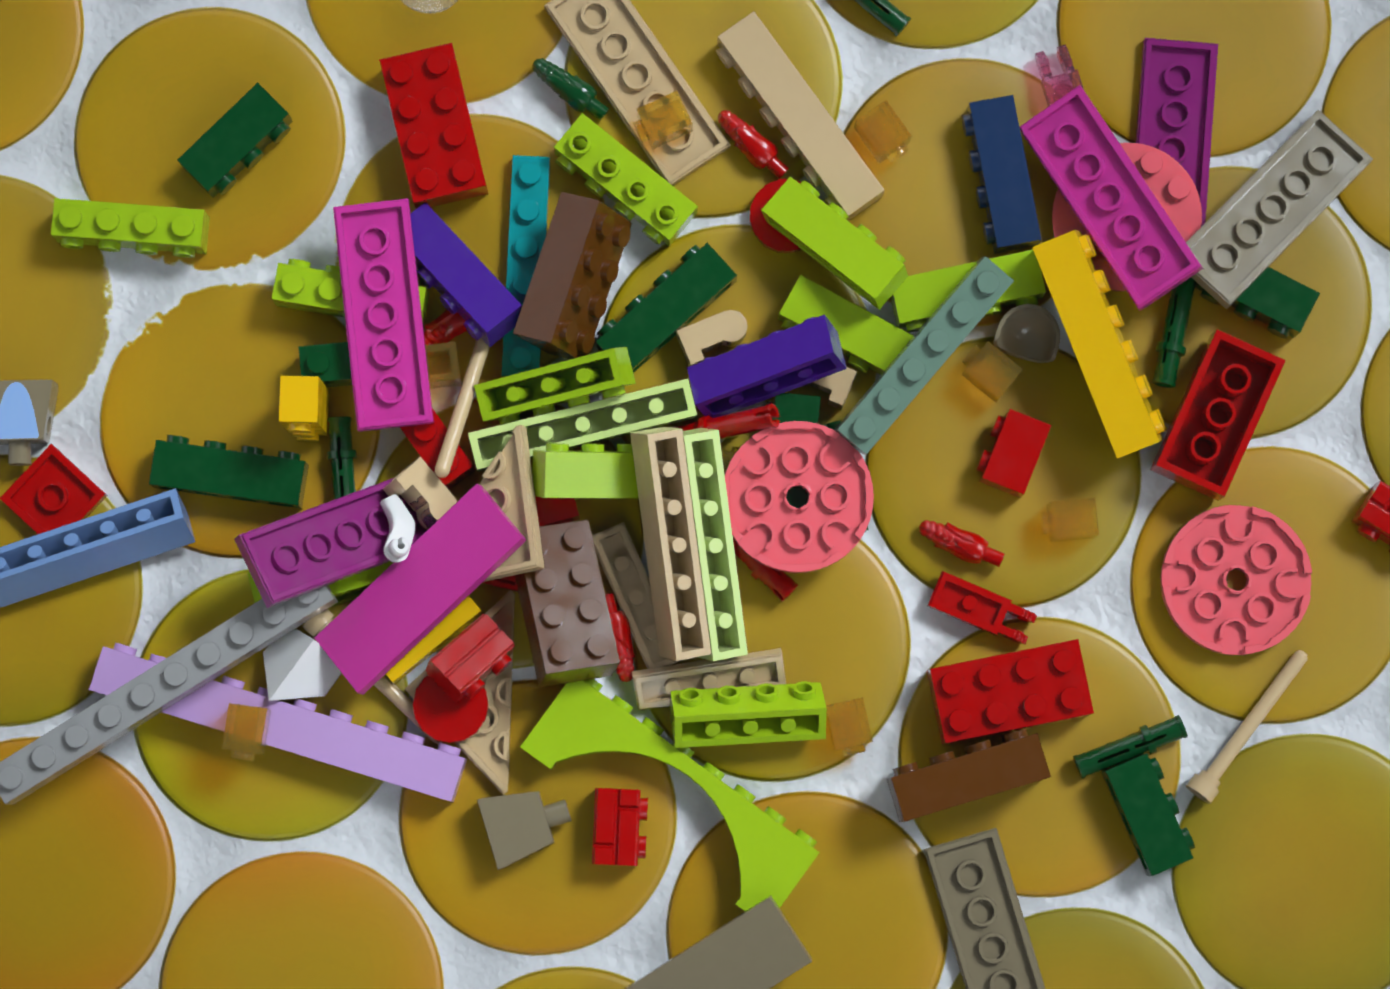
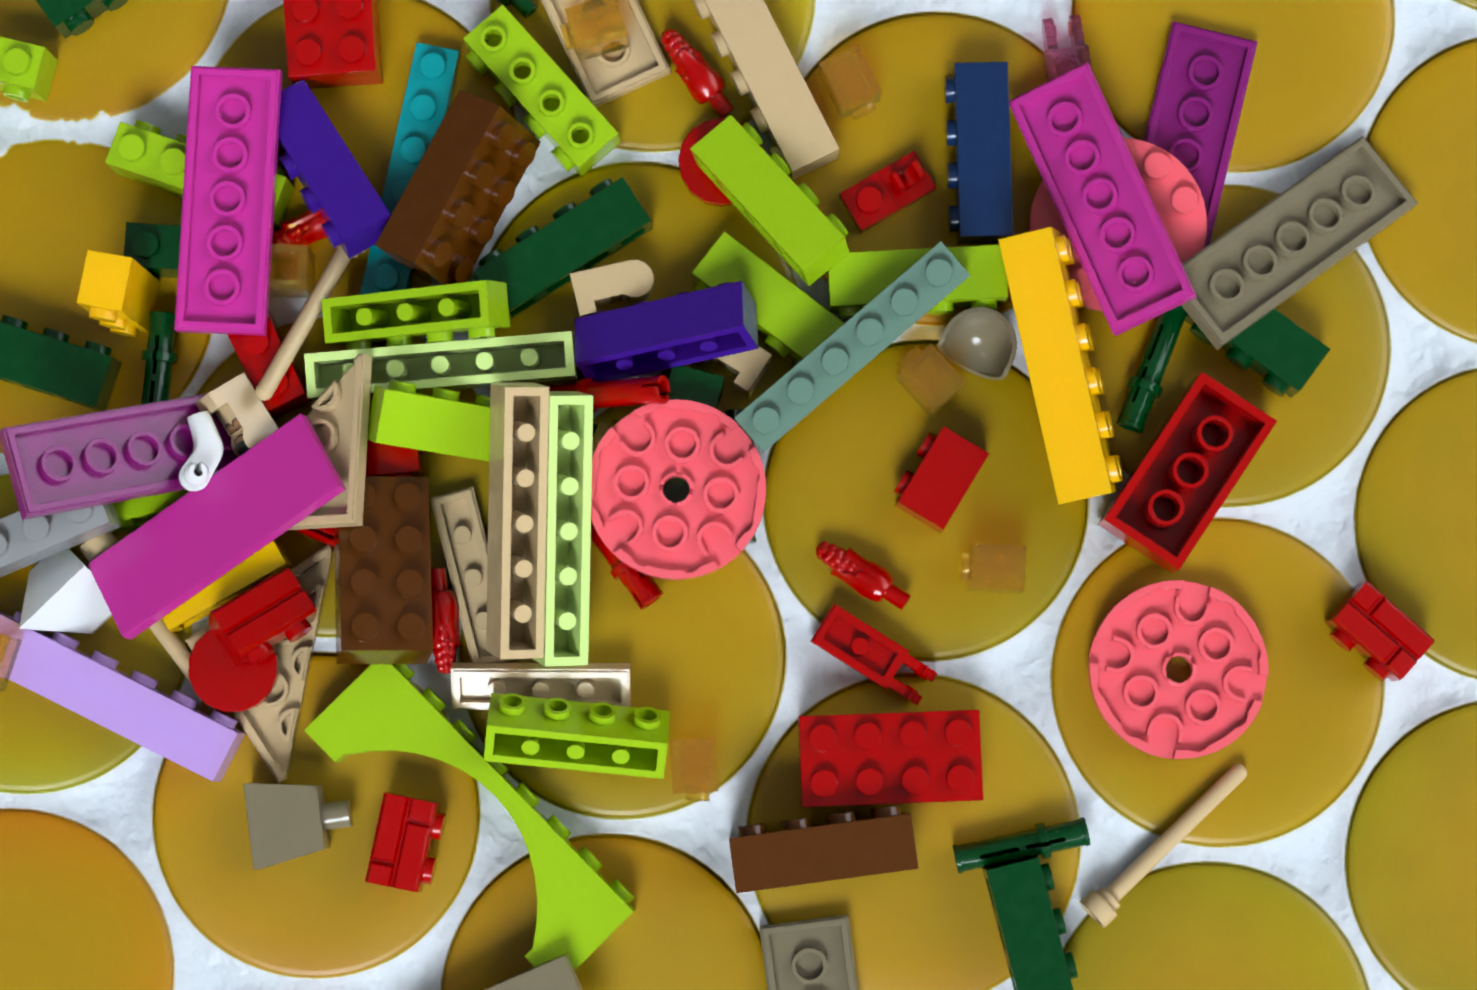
camera: 15 degrees right, 0 degrees up
(929, 219) = (887, 192): none -> red plate

